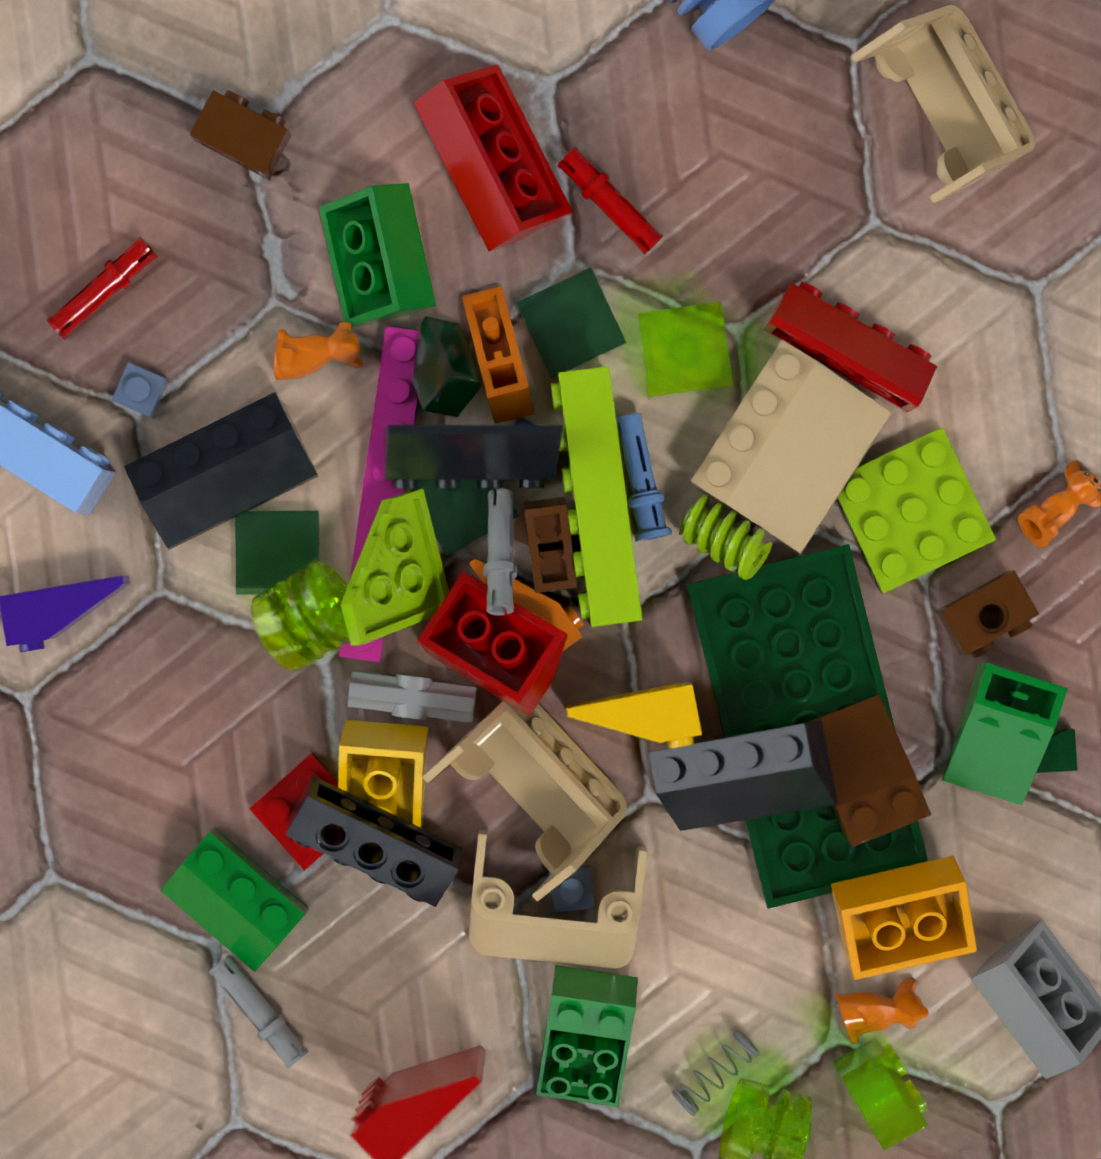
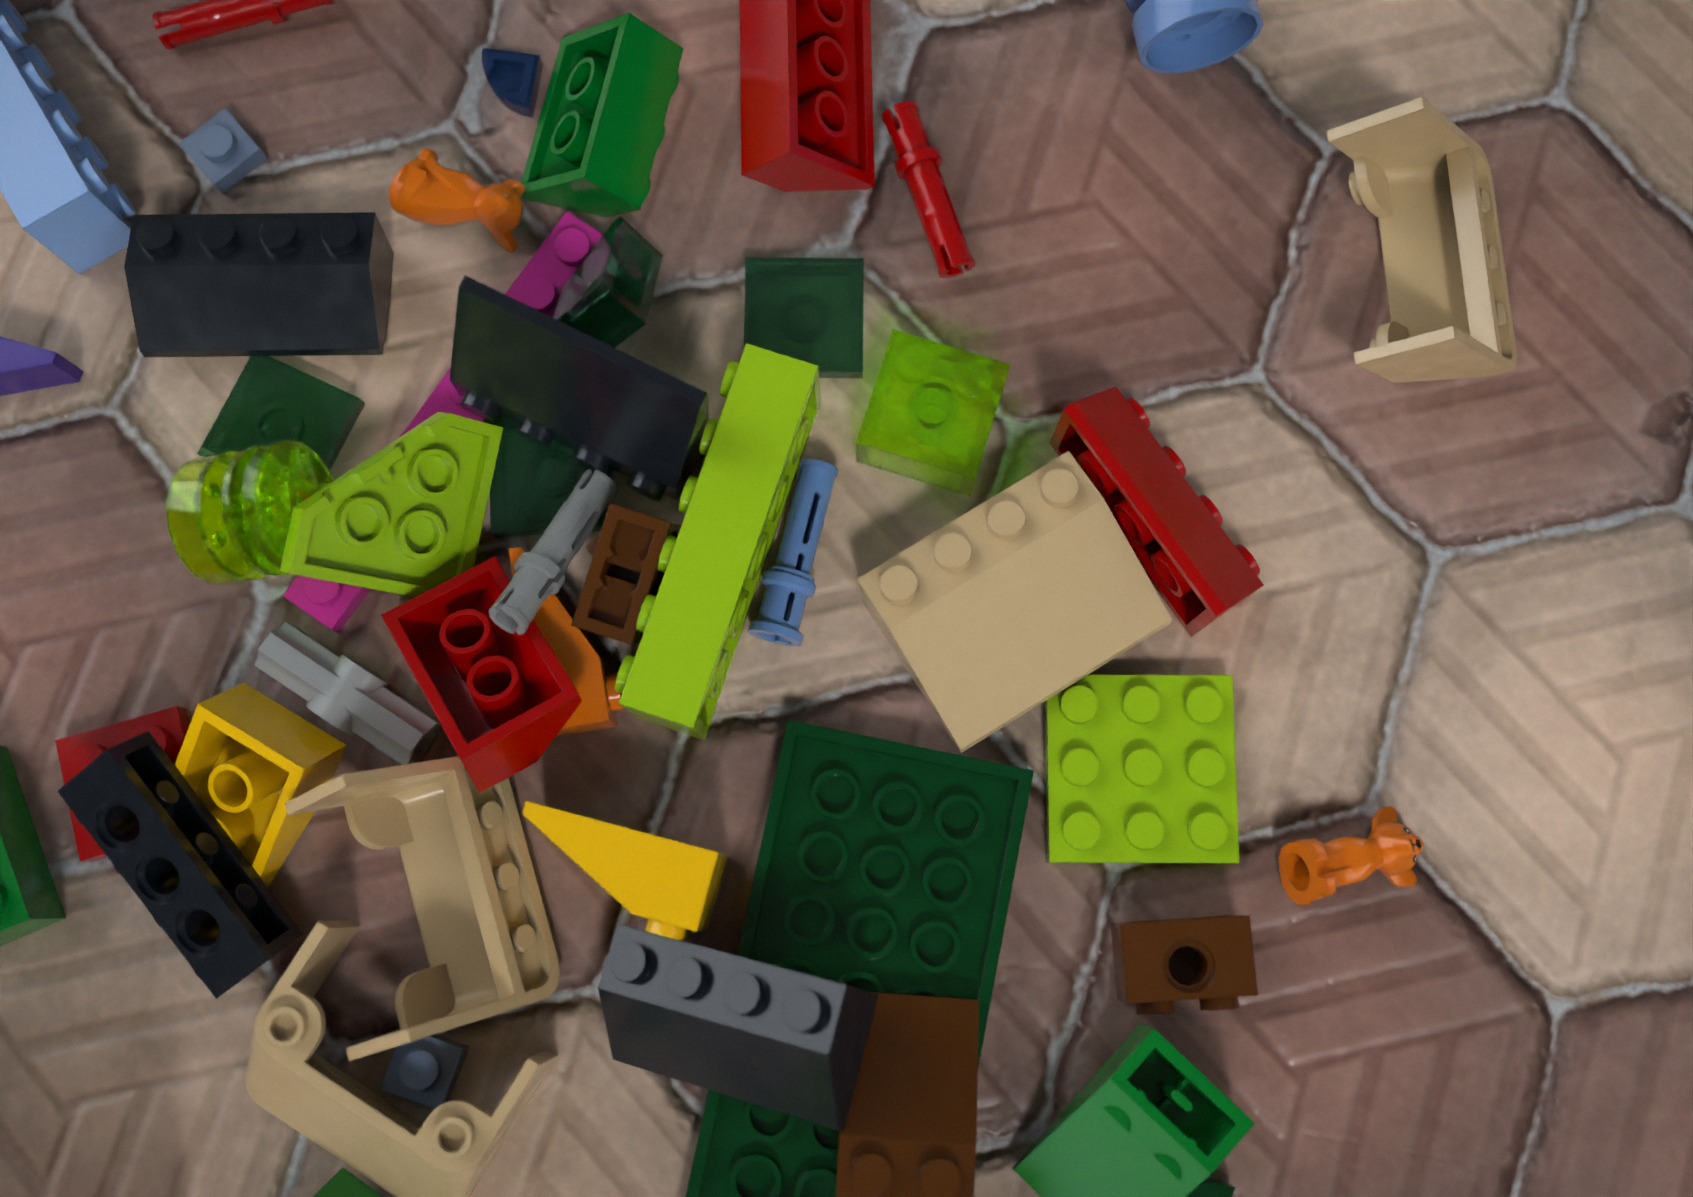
camera: 25 degrees right, 10 degrees down
(301, 251) = (513, 78): none -> dark blue tile
(498, 355) = (690, 304): orange slope -> none
(724, 539) = (866, 681): lime piece -> none

